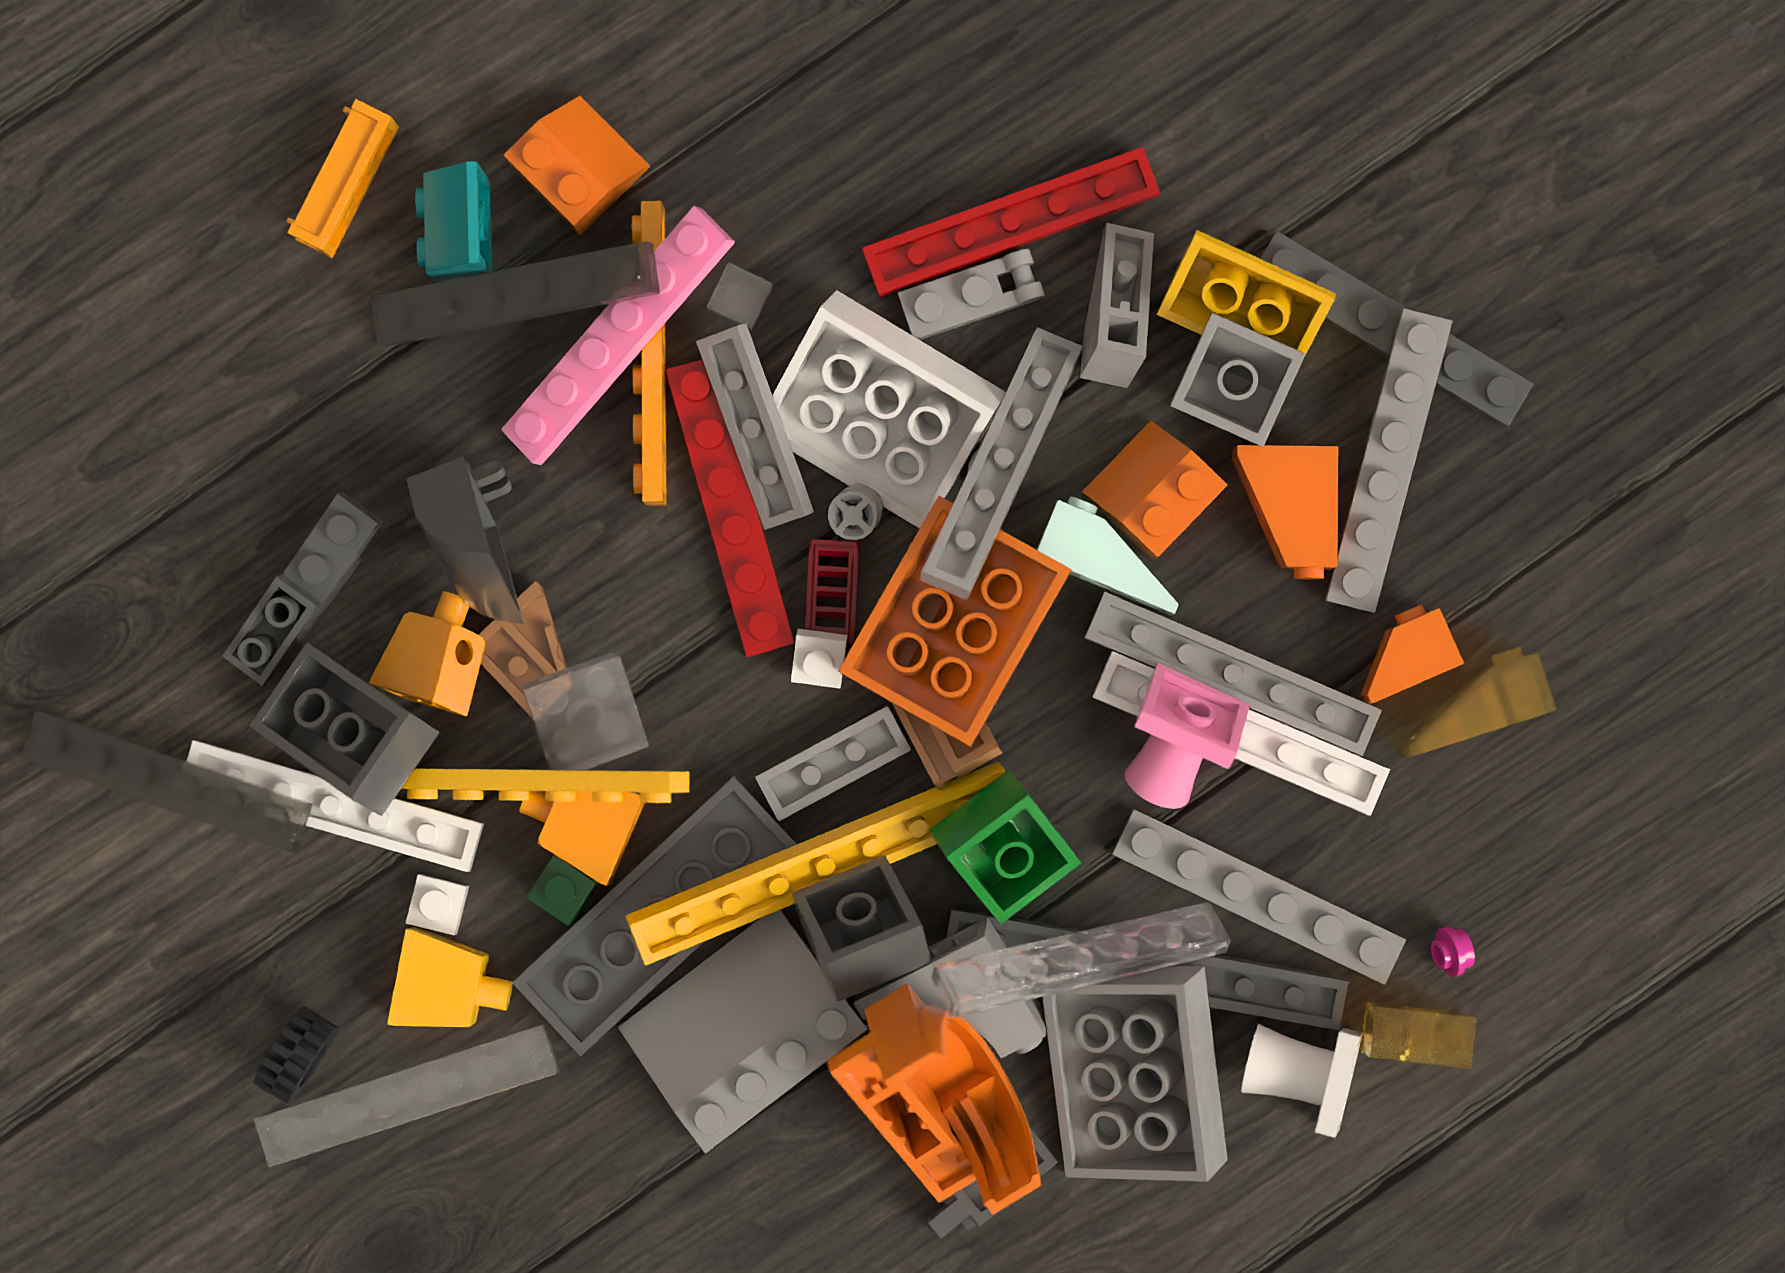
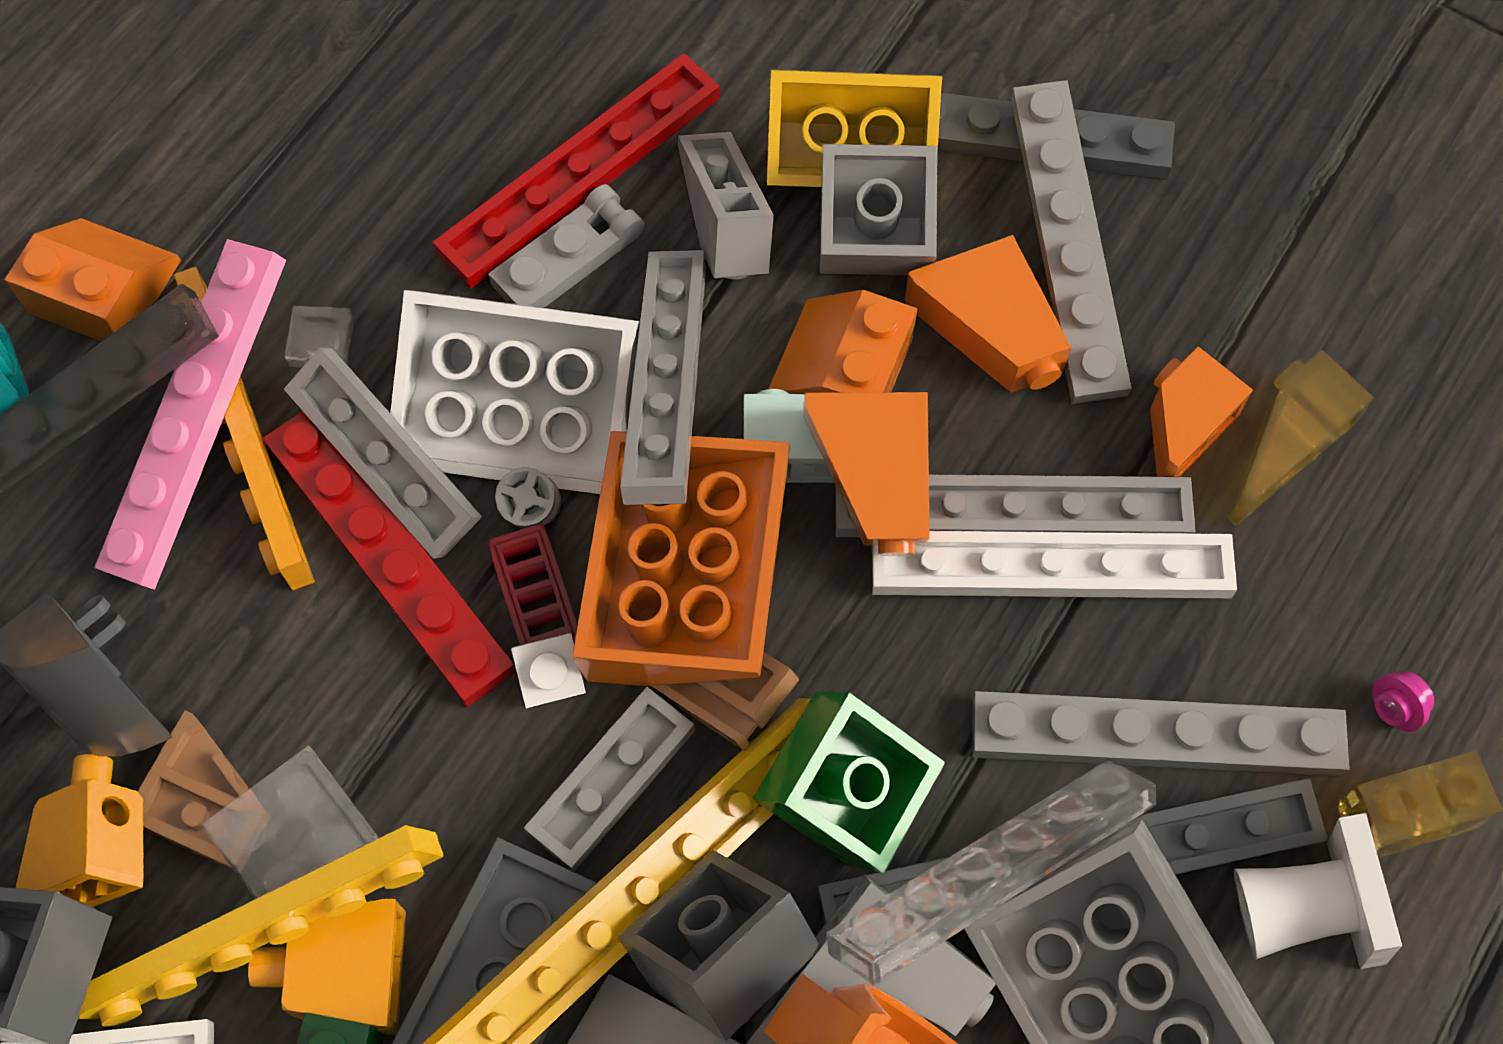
camera: 25 degrees left, 20 degrees down
(1135, 610) = (878, 462): none -> orange slope
(1185, 726) = (992, 582): bright pink plant -> none

